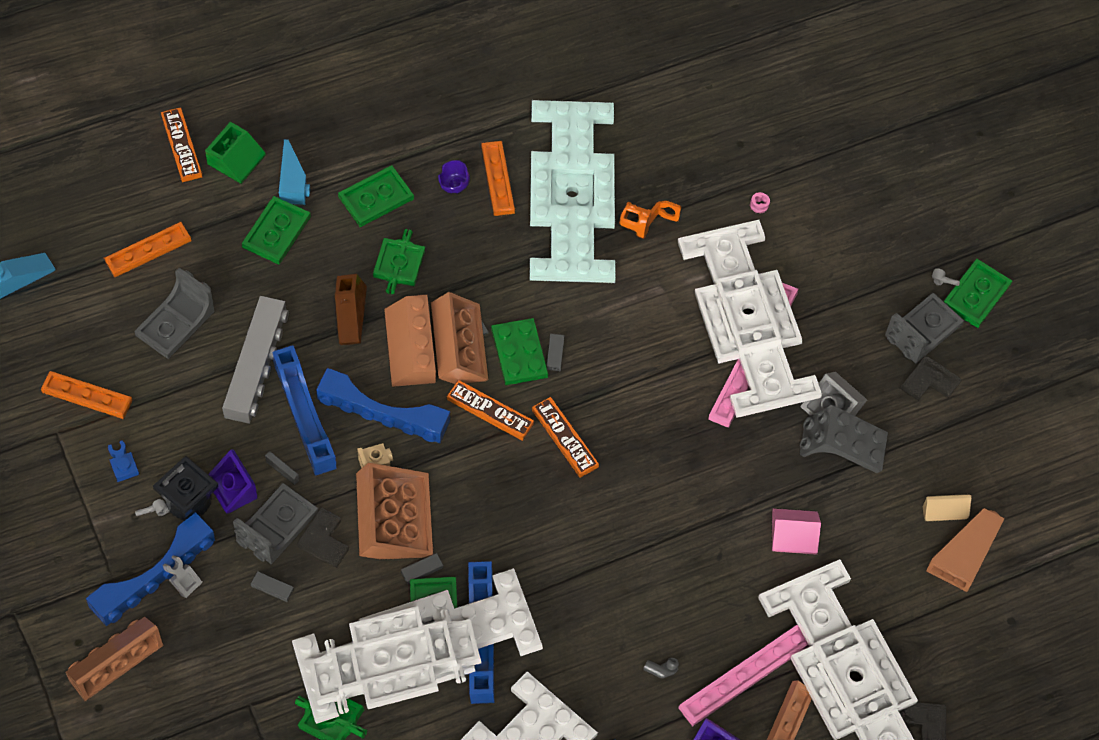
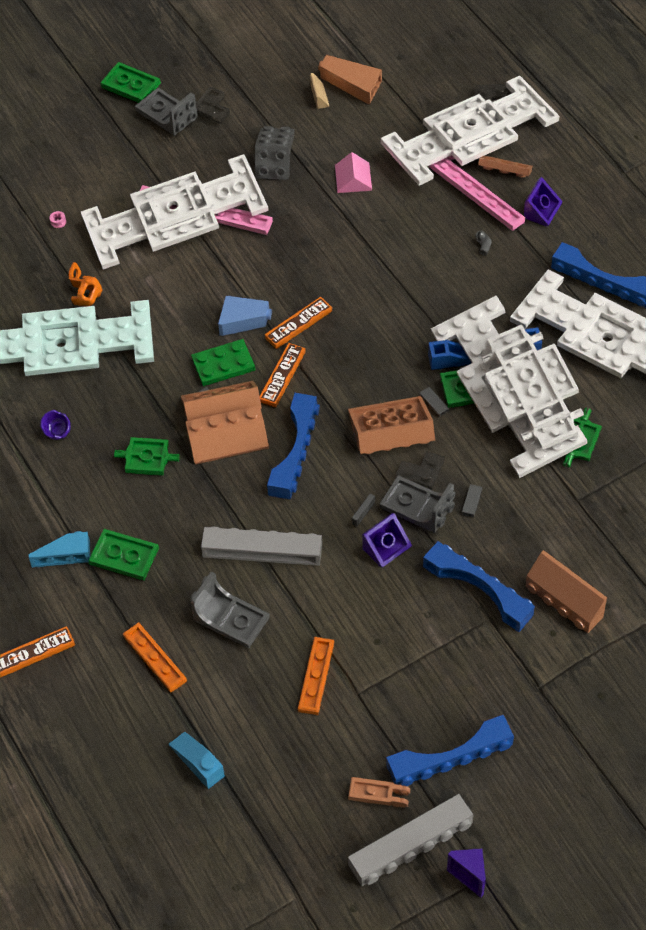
camera: 90 degrees left, 5 degrees down
(122, 463) = (380, 631): blue plate -> none
(158, 506) = (416, 595): light grey hand -> none
(184, 577) = (482, 559): light grey plate -> none
(186, 489) = (405, 565): black piece -> none
(234, 153) = (43, 600): green slope -> none
(304, 413) = (341, 483): blue arch -> none
(350, 306) = (203, 481): reddish brown slope -> none
(369, 455) = (344, 444): tan brick -> none
(376, 196) = (79, 483): green plate -> none
(497, 178) = (48, 399): orange tile -> none
(555, 352) = (215, 339): dark grey piece -> none
(582, 375) = (243, 315): none -> medium blue slope
(835, 392) = (238, 147): light grey slope -> none
(939, 278) = (118, 106): light grey hand -> none

